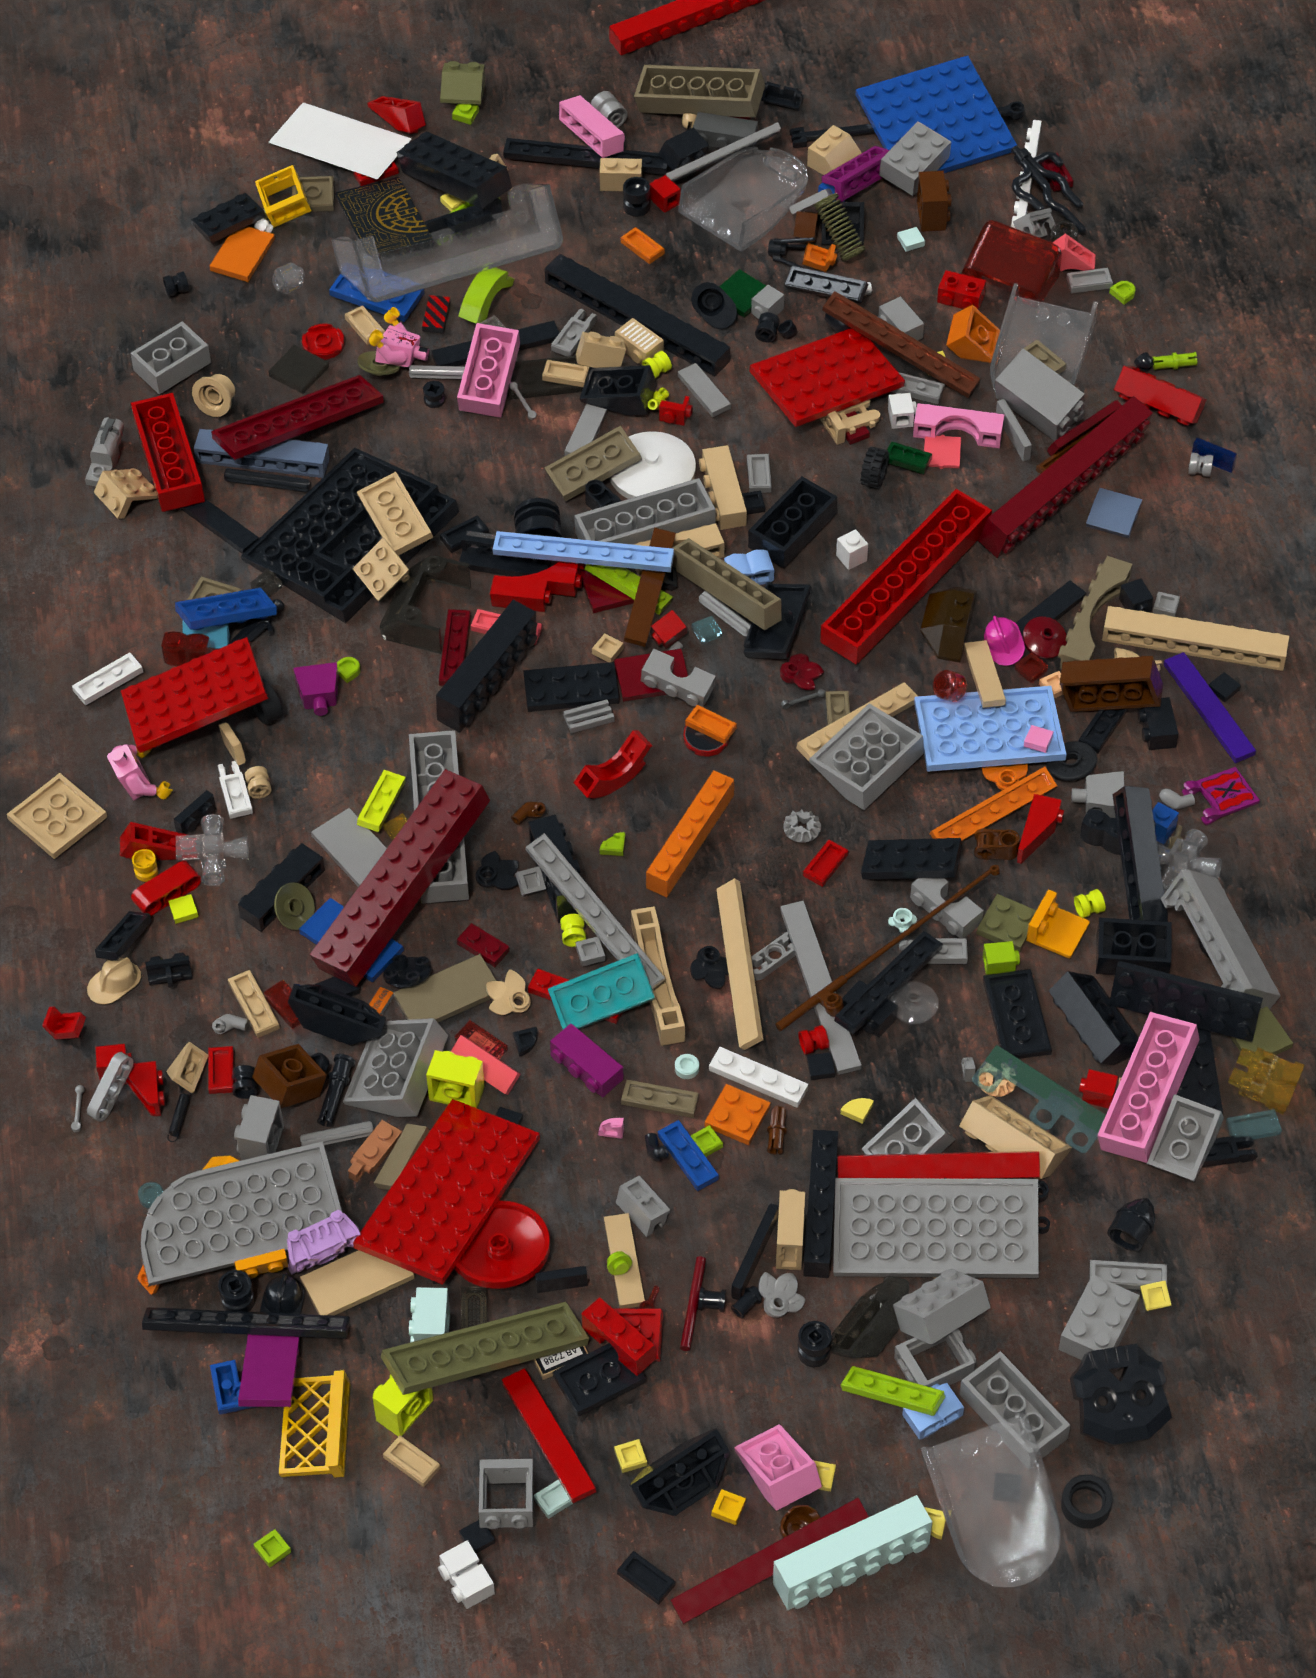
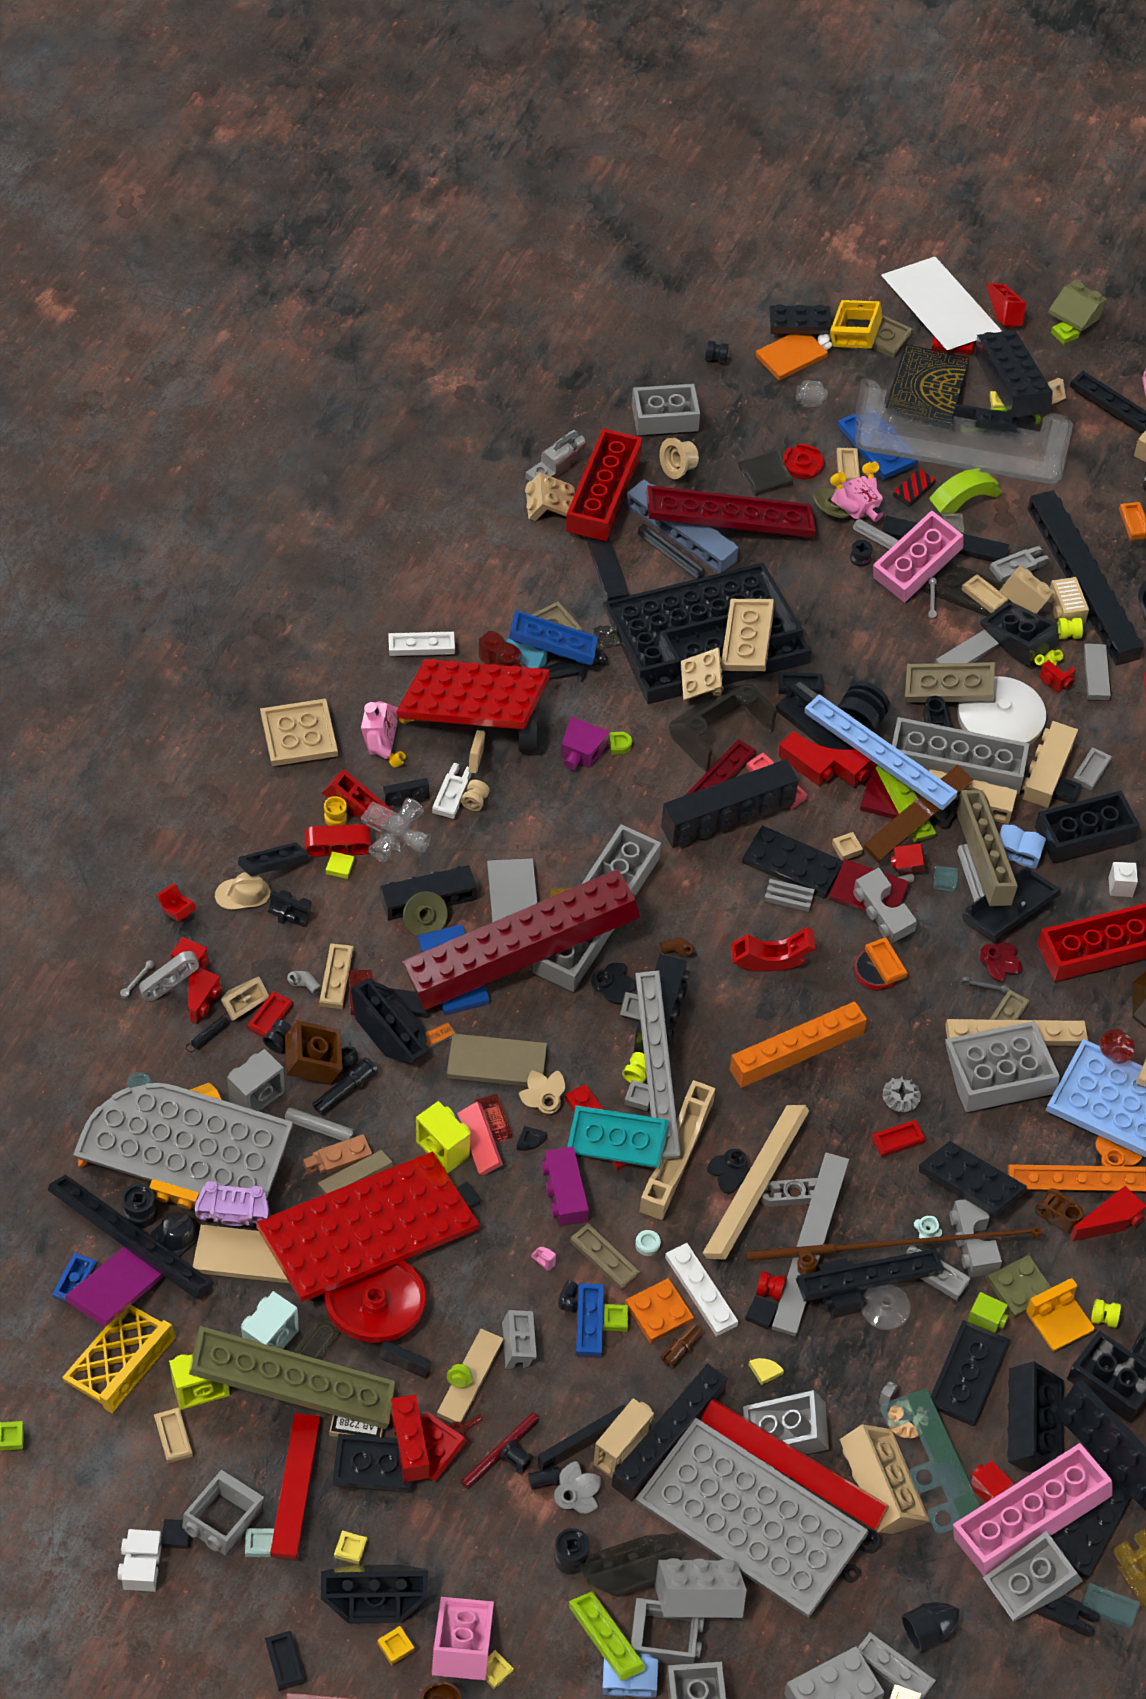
camera: 30 degrees right, 0 degrees up
(381, 800) = (562, 867): neon yellow plate -> none
(395, 1068) = (403, 1093): light grey slope -> none
(407, 971) = (476, 1022): black dish -> none
(480, 942) = (557, 1037): dark red plate -> none
(613, 845) = (728, 1017): lime tile -> none

